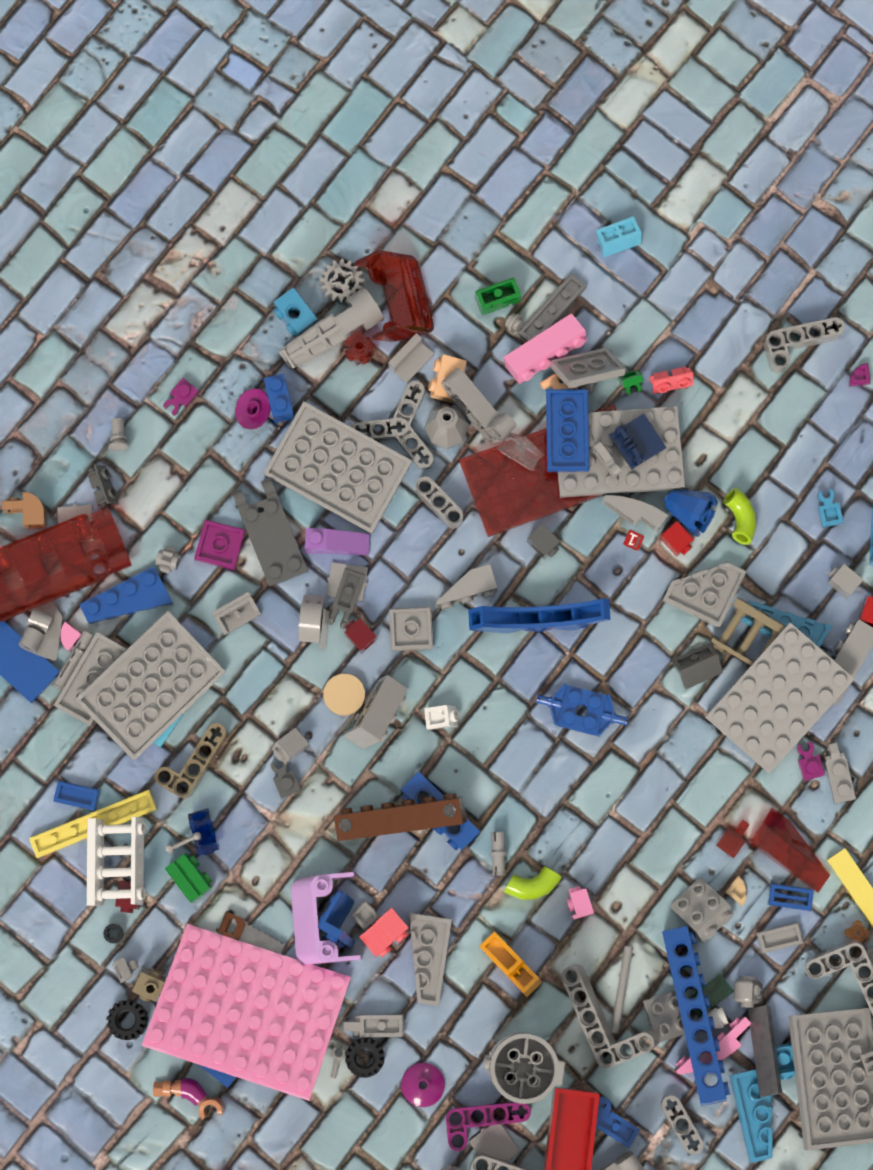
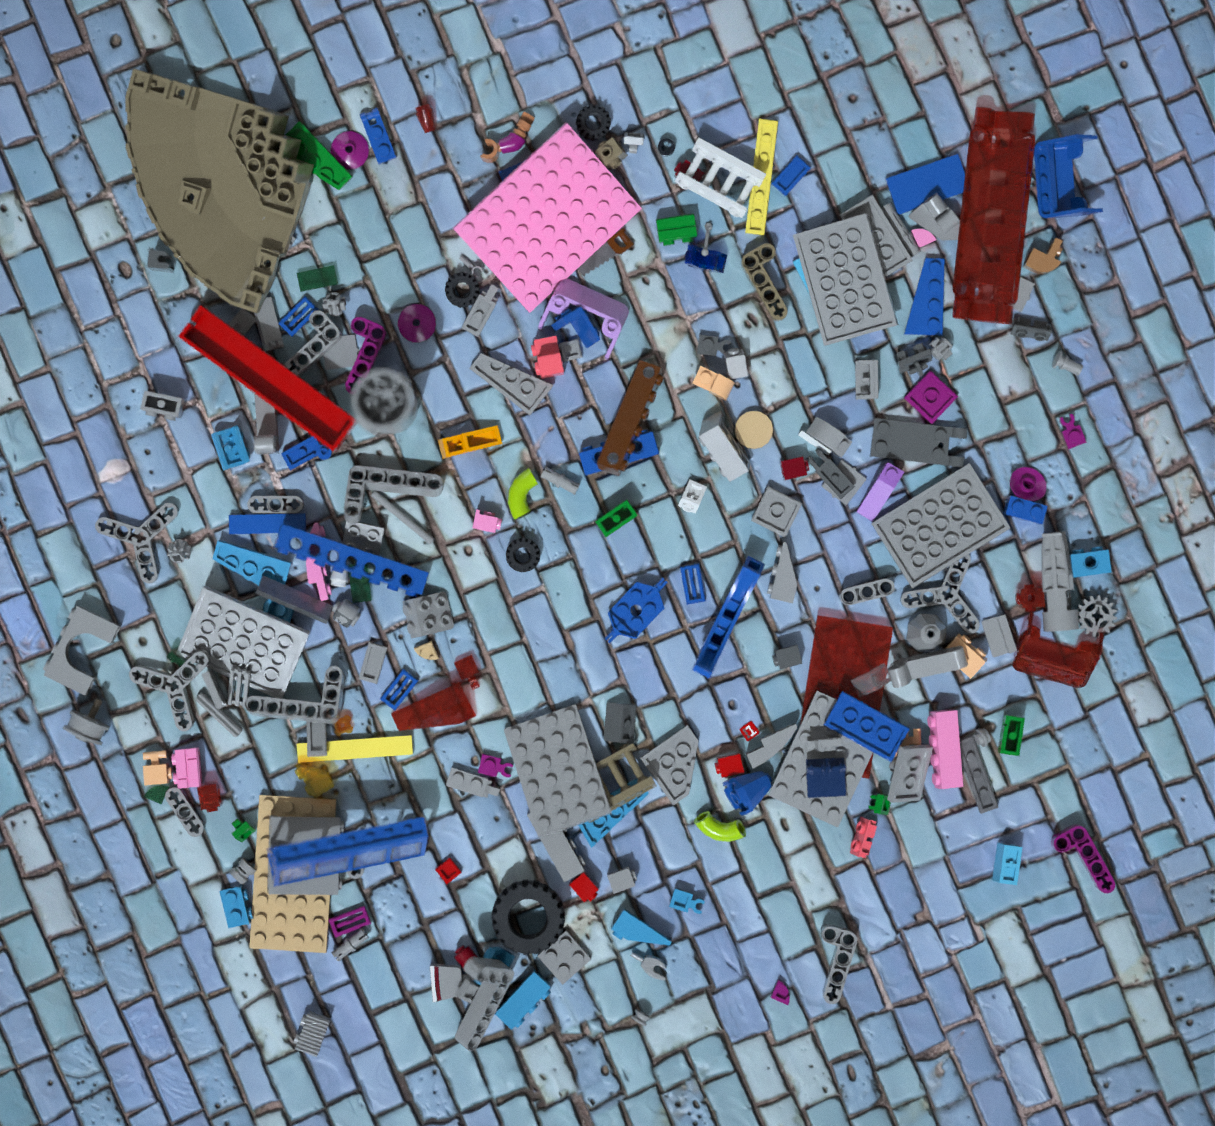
camera: 115 degrees right, 10 degrees up
(185, 573) = (915, 363): none -> dark grey hips
(320, 757) = (713, 382): none -> light nougat brick
(504, 777) = (616, 518): none -> green brick
(511, 682) = (689, 568): none -> blue tile
(572, 166) = (1087, 860): none -> magenta beam
(600, 840) = (511, 558): none -> black tyre
(705, 1123) = (265, 523): none -> blue tile

